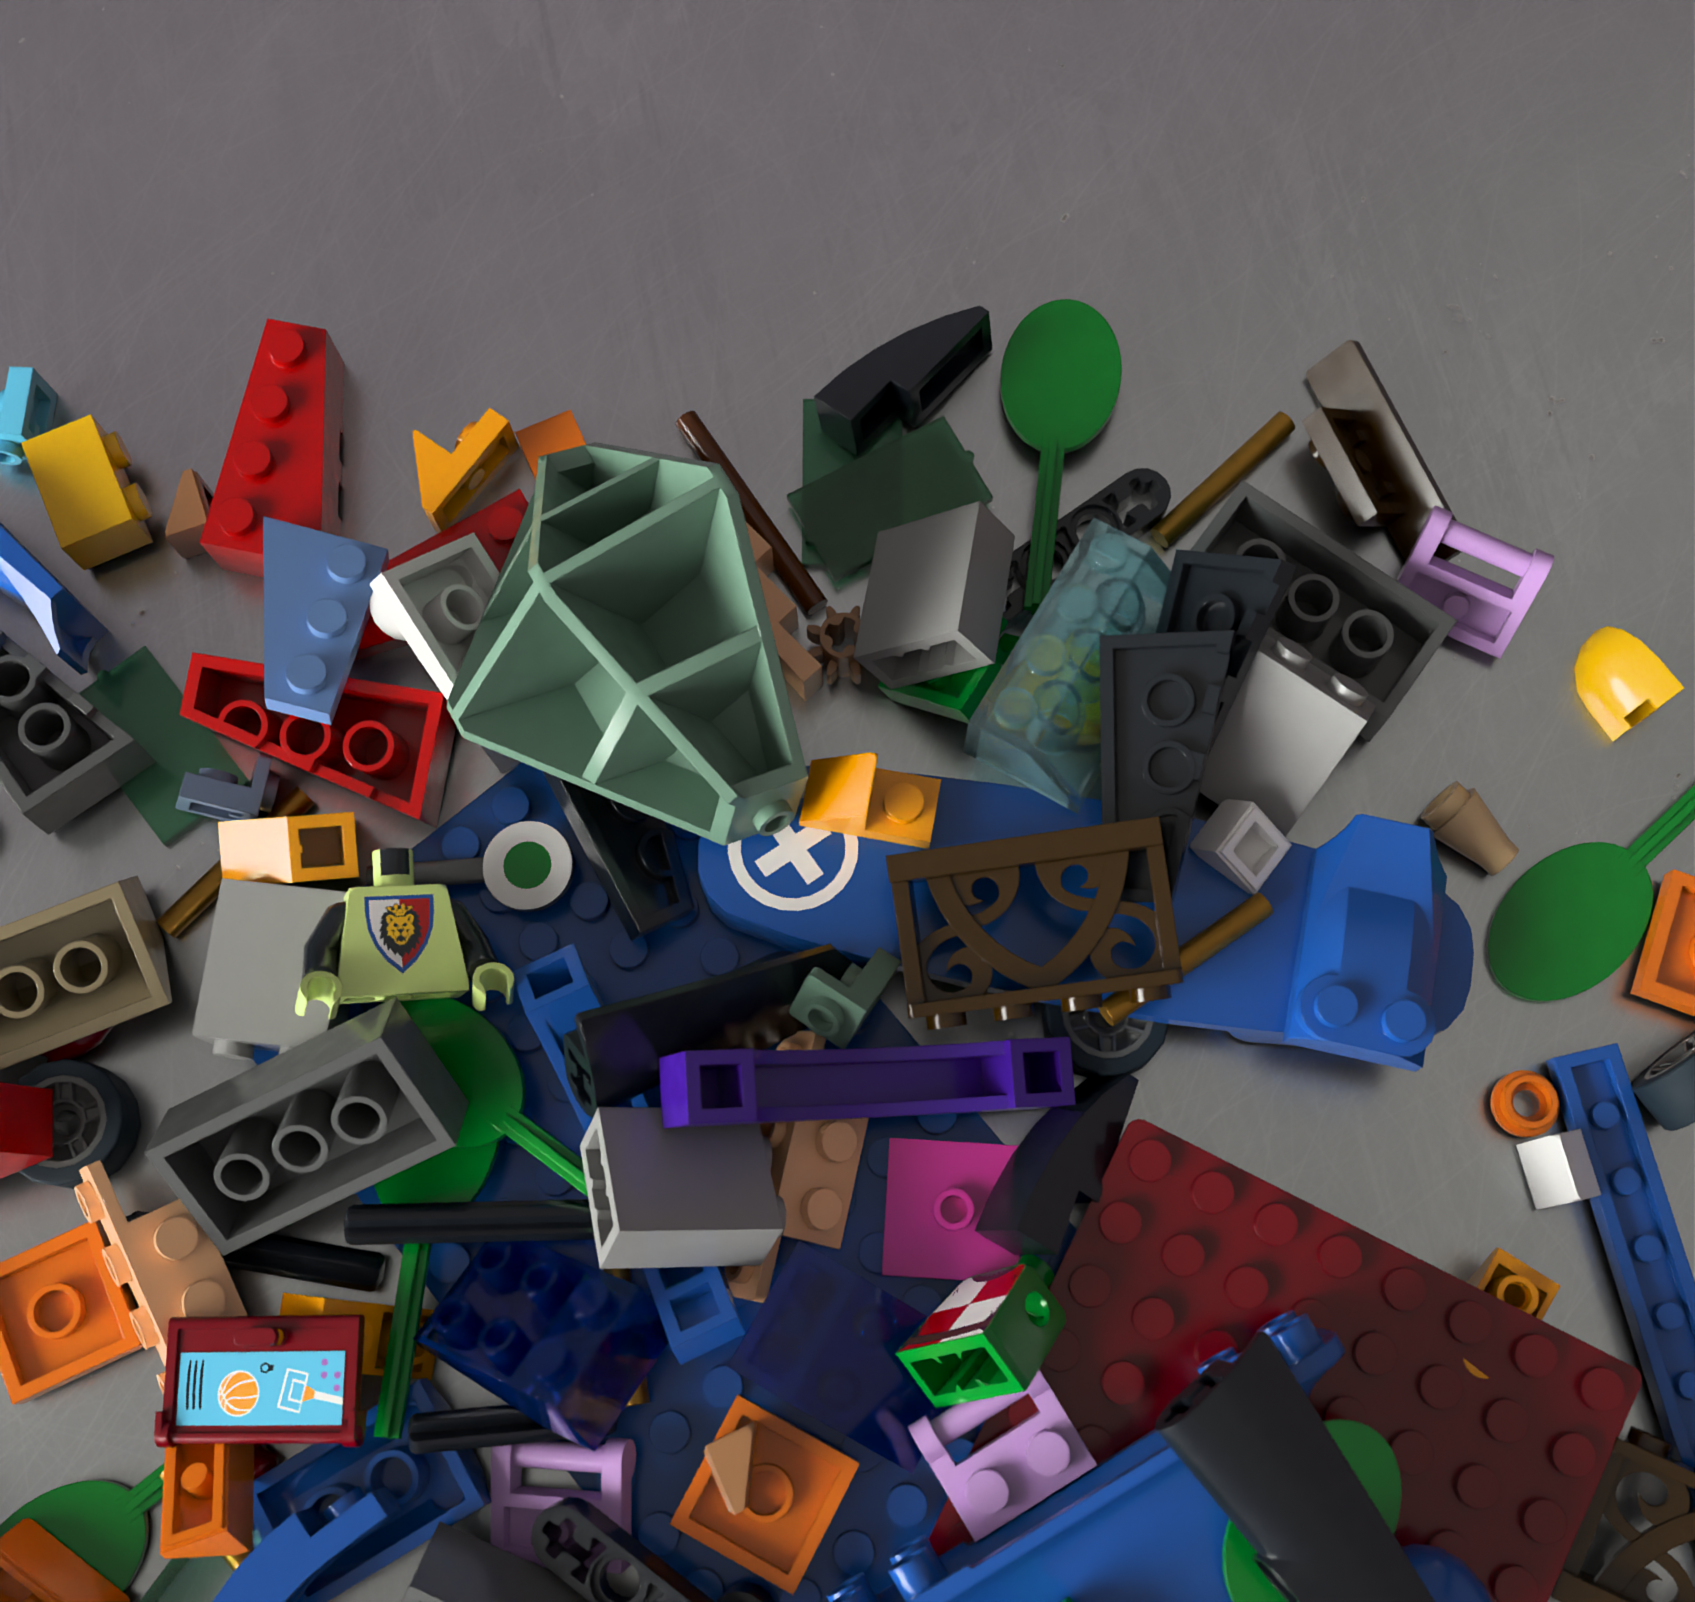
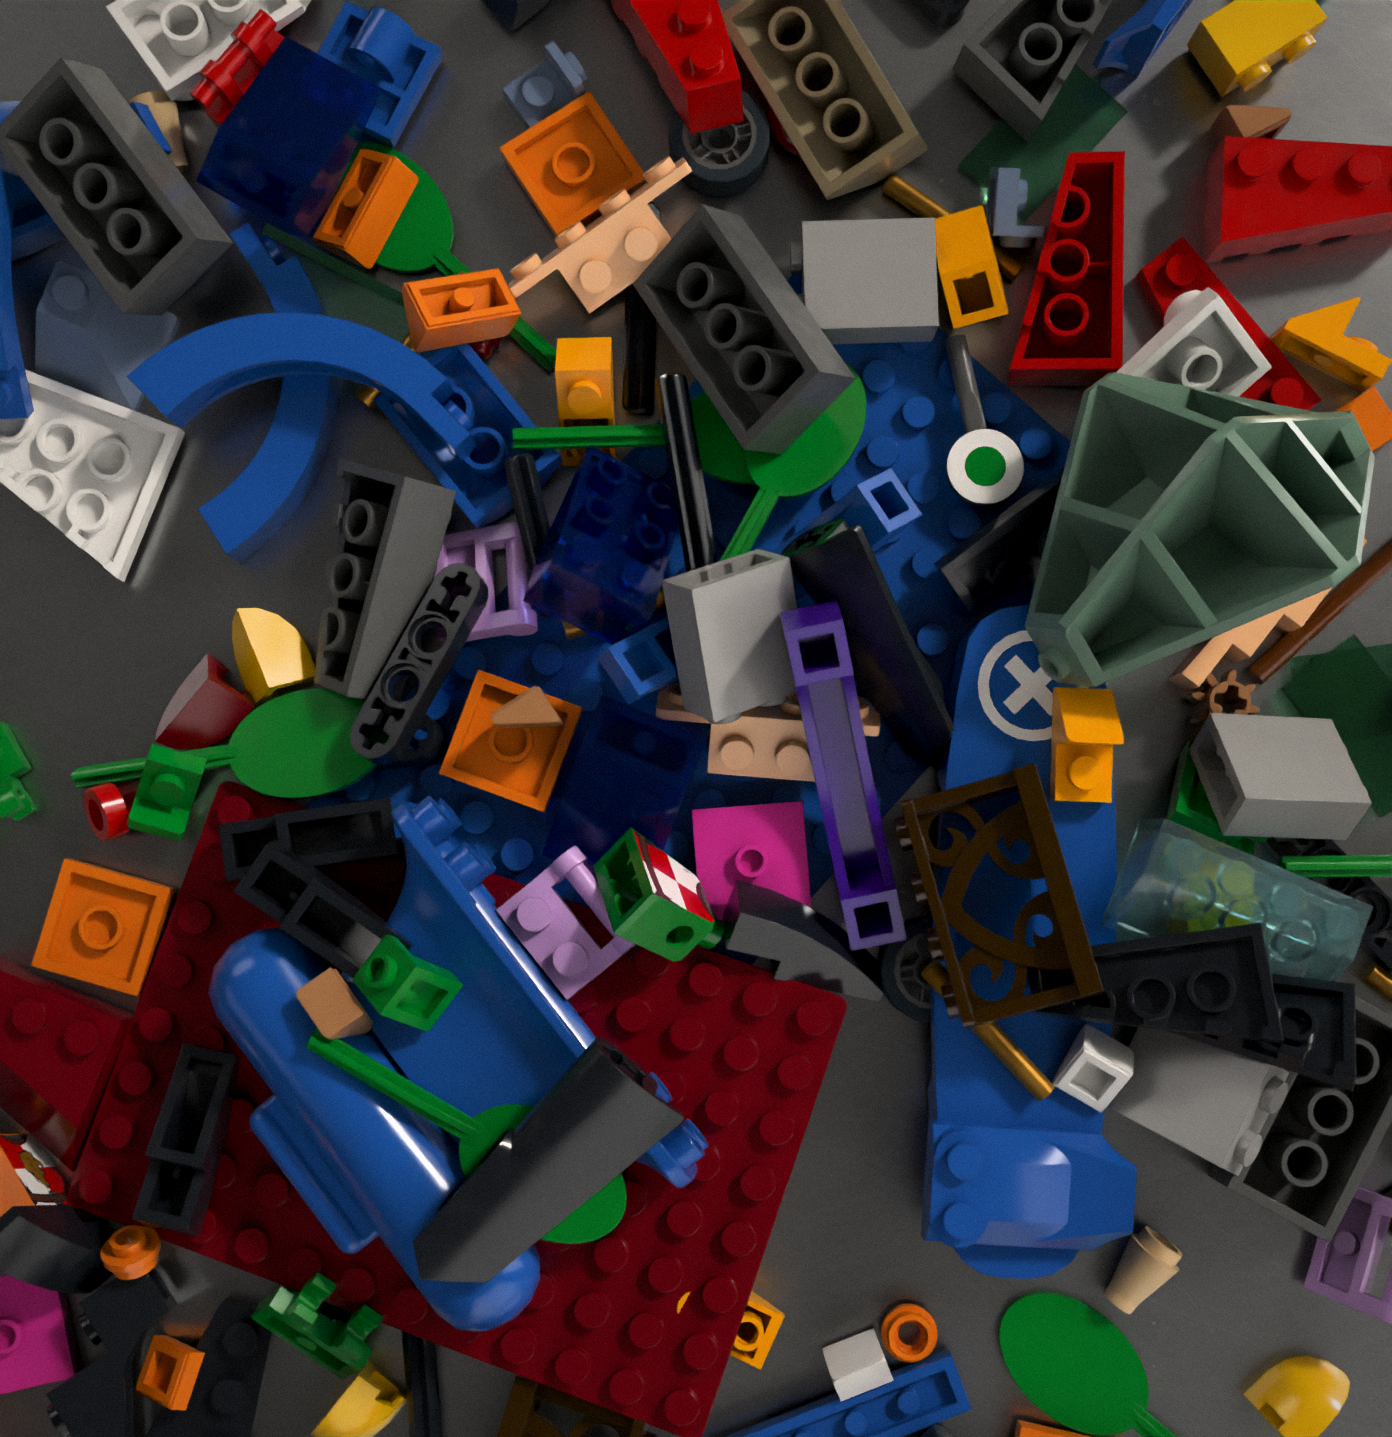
camera: 80 degrees right, 10 degrees up
(242, 1388) = (533, 317): door -> none
(313, 615) = (1174, 245): medium blue wing -> none
(398, 944) = (900, 372): yellowish green torso -> none
(840, 1007) = (902, 745): sand green bracket -> none

